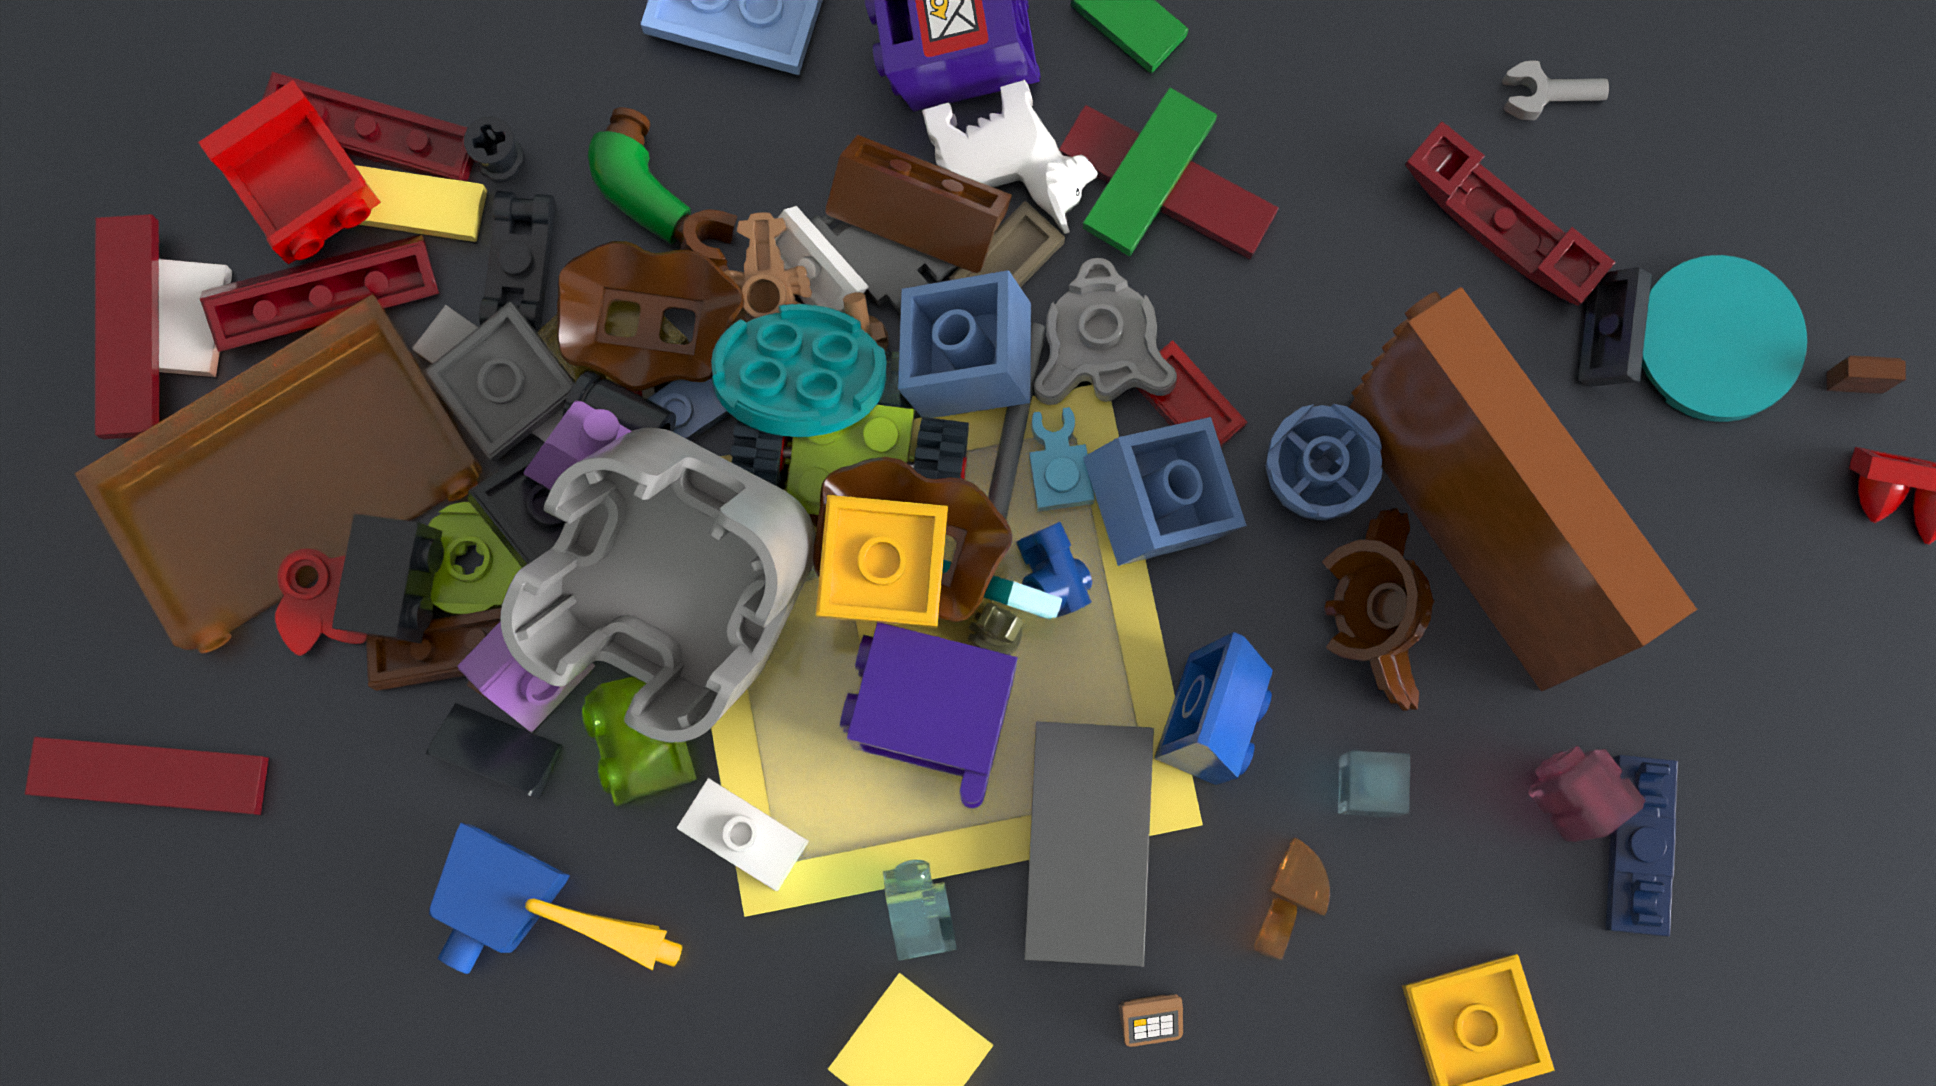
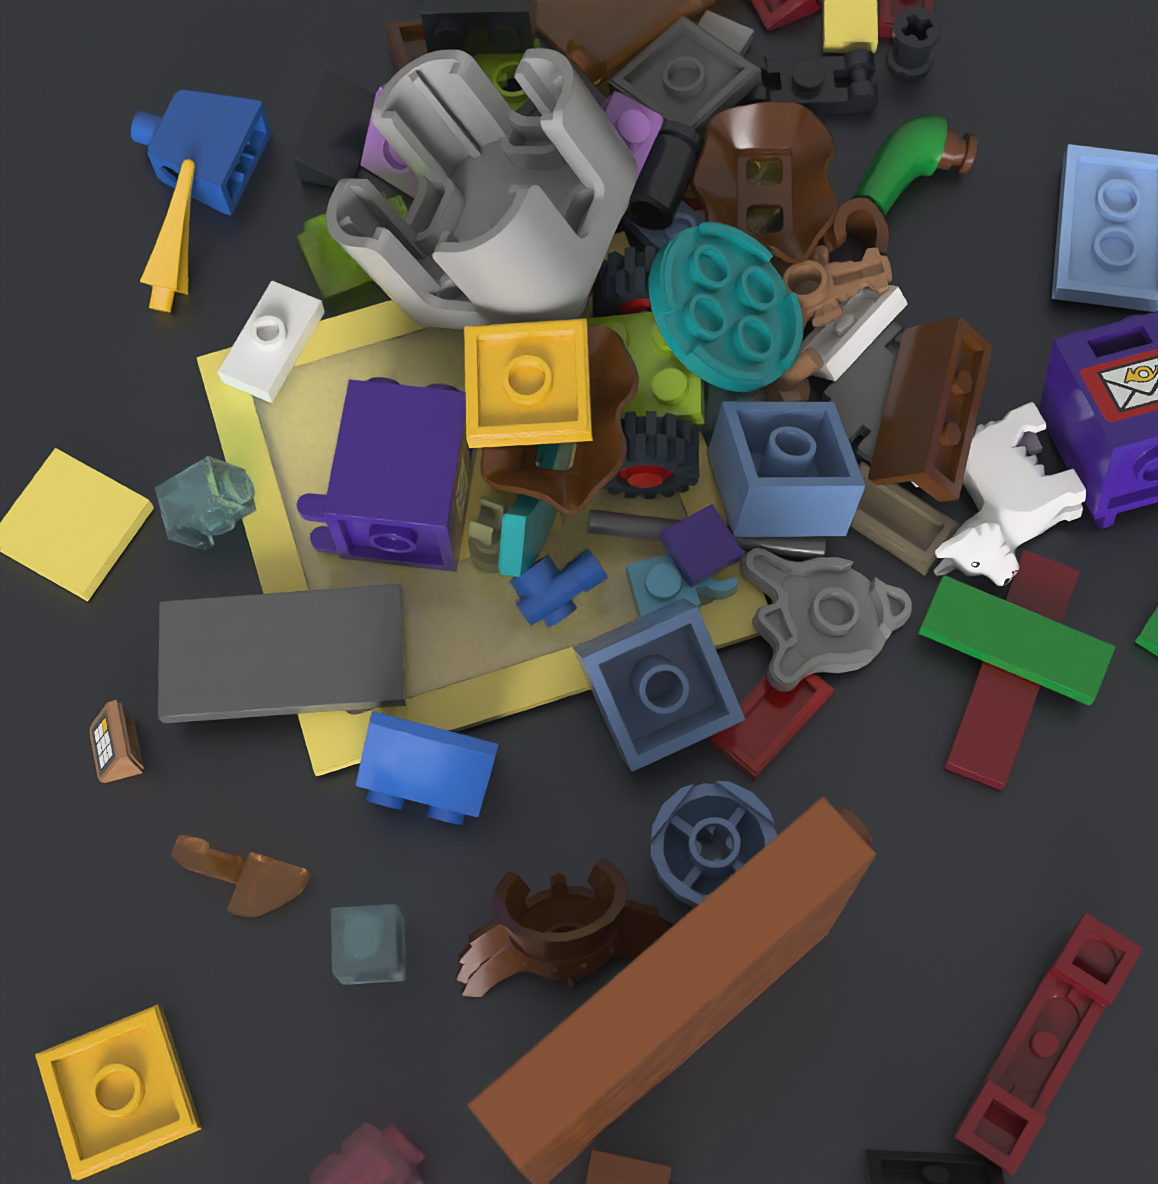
camera: 85 degrees right, 10 degrees down
(1034, 433) = (701, 545): none -> dark purple tile

